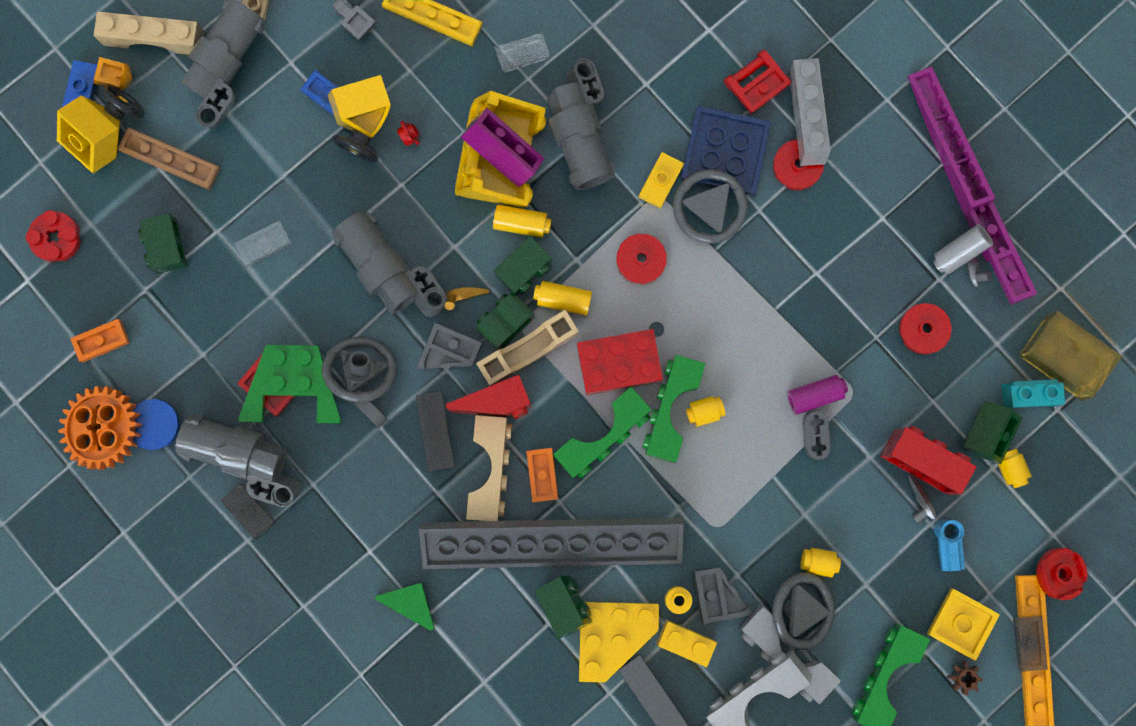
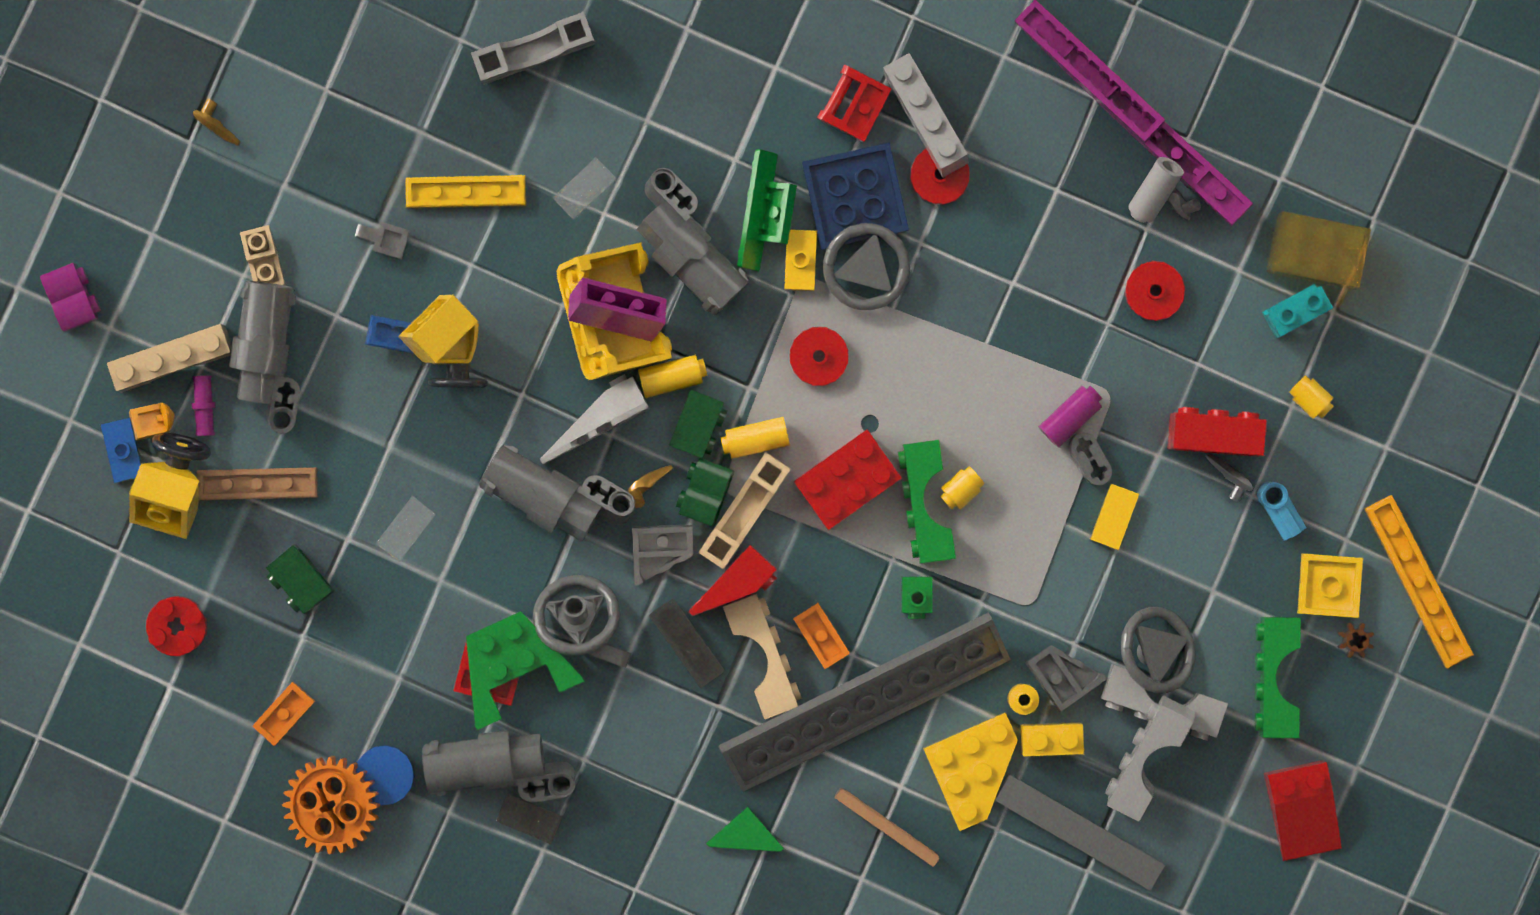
camera: 30 degrees left, 5 degrees up
(157, 81) = (203, 405): none -> magenta pin
(408, 133) = (505, 336): red plate -> none
(461, 225) = (610, 410): none -> light grey wedge
(523, 651) = (887, 826): none -> medium nougat tile
(564, 606) = (908, 761): dark green brick -> none
(628, 411) = (850, 597): green arch -> none
(631, 479) = (916, 596): none -> green brick
(652, 130) = (767, 211): none -> green bracket
(814, 489) = (1114, 516): none -> yellow tile
(820, 562) = (1153, 590): yellow brick -> none
(992, 432) = (1272, 370): dark green brick -> none
(1030, 643) = (1406, 573): clear smoke plate -> none
(1072, 573) = (1422, 480): red plate -> none

